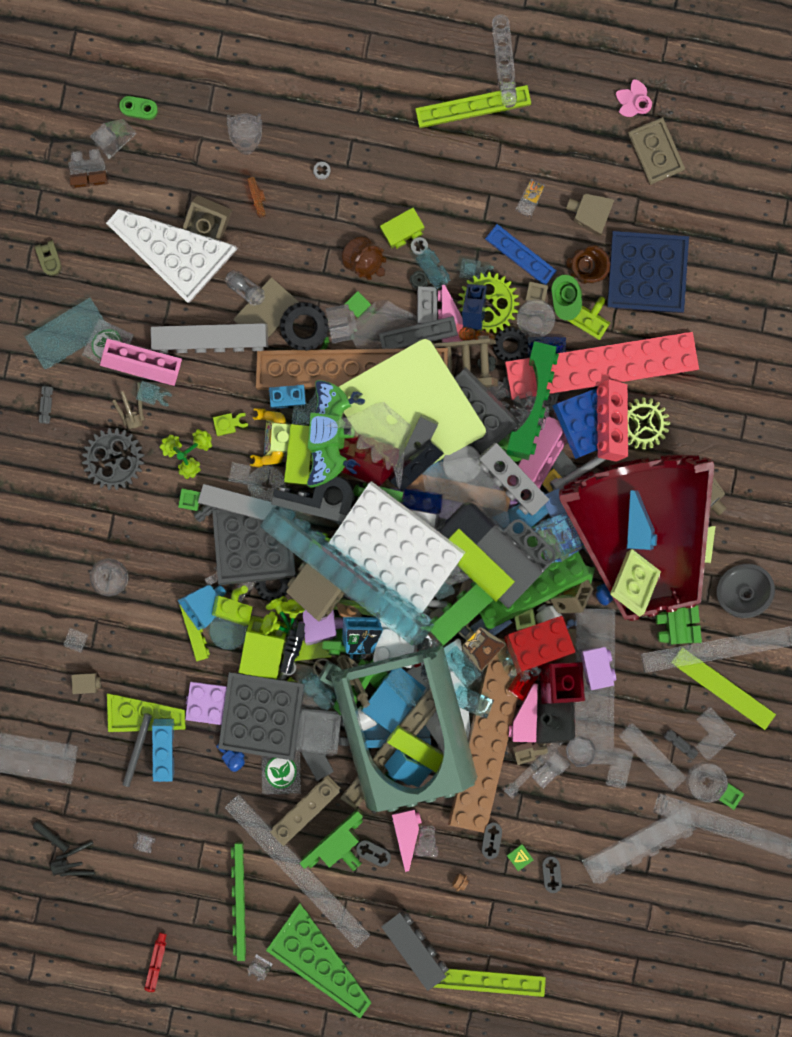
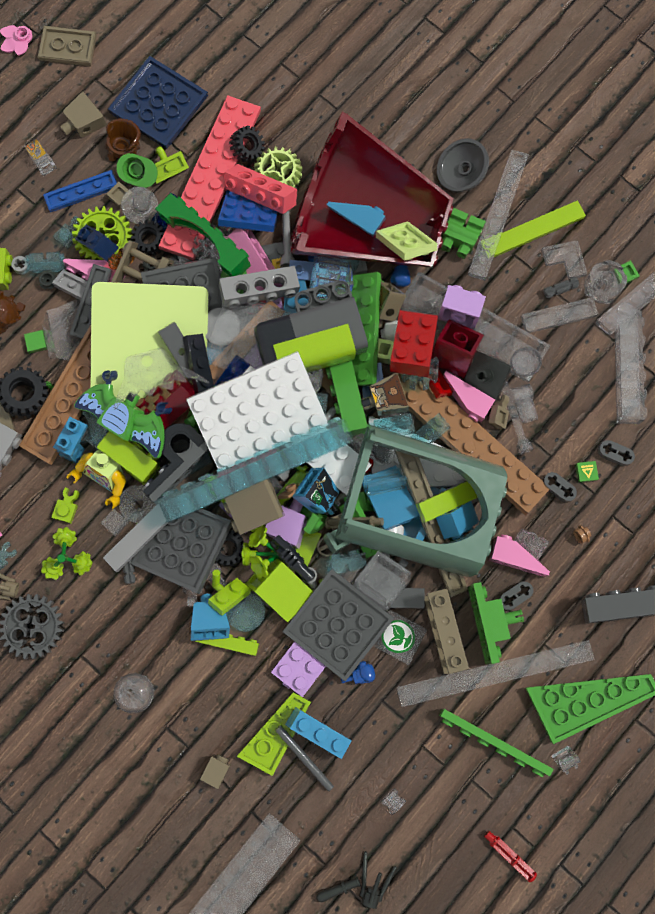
camera: 60 degrees left, 10 degrees down
(75, 640) = (171, 757): clear tile -> none
(189, 499) = (109, 579): bright green plate -> none
(341, 323) = (40, 358): clear brick -> none
(620, 769) = (558, 350): clear plate -> none
(654, 390) = (254, 139): none -> black tyre

